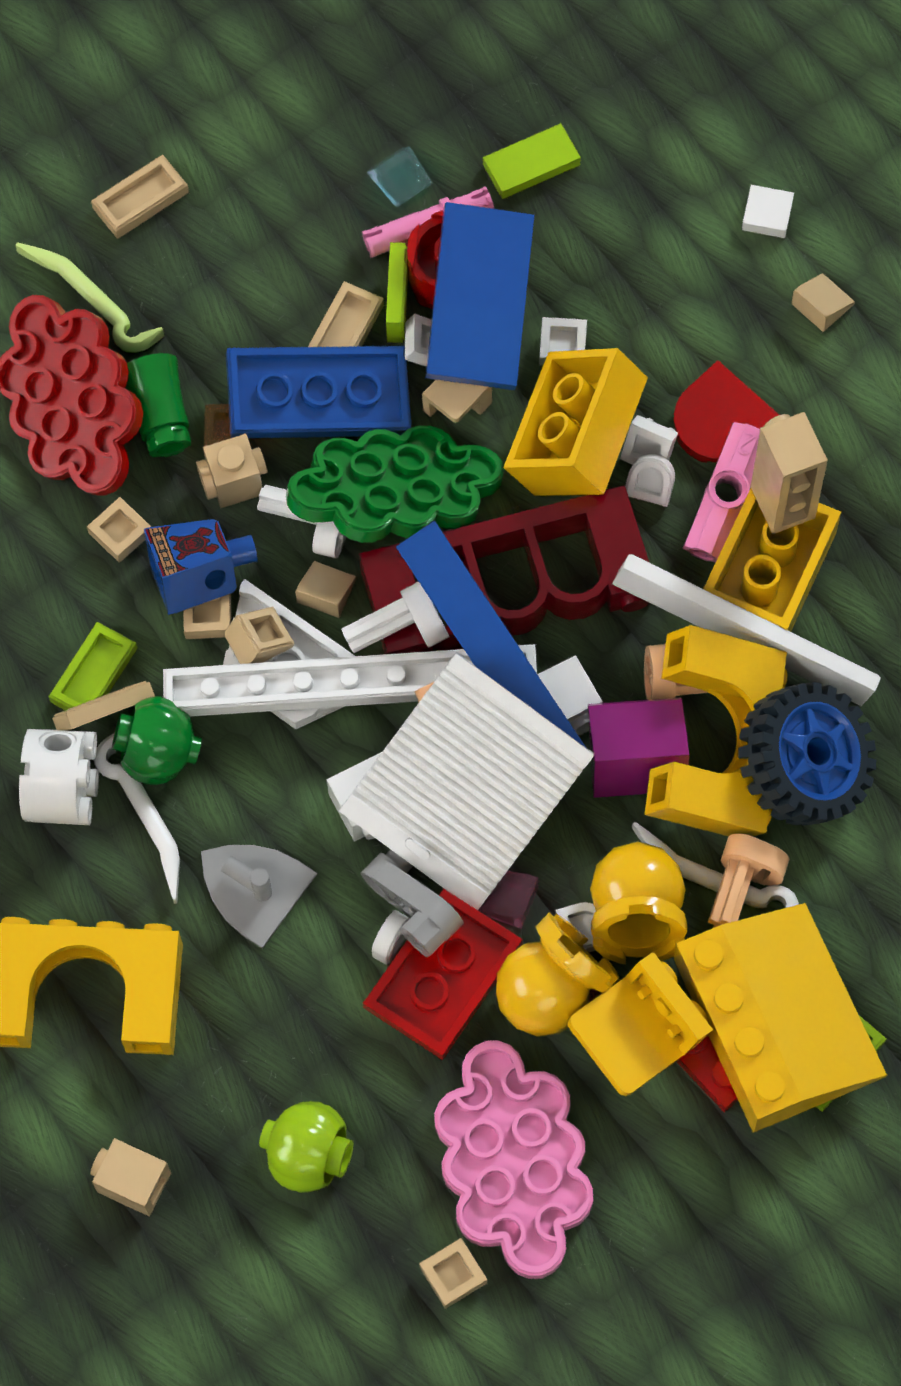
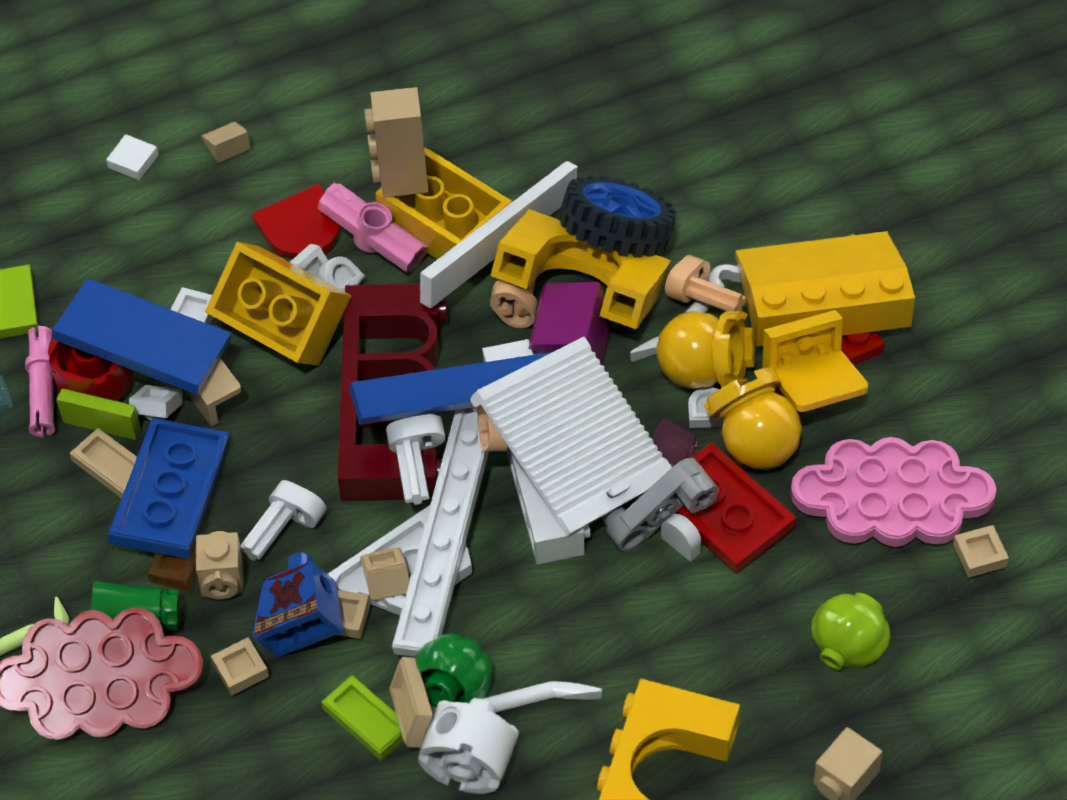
camera: 75 degrees left, 15 degrees down
(254, 887) = (604, 635): light grey shield -> none
(325, 589) = (352, 525): tan slope -> none
(394, 483) = (281, 443): green plate -> none

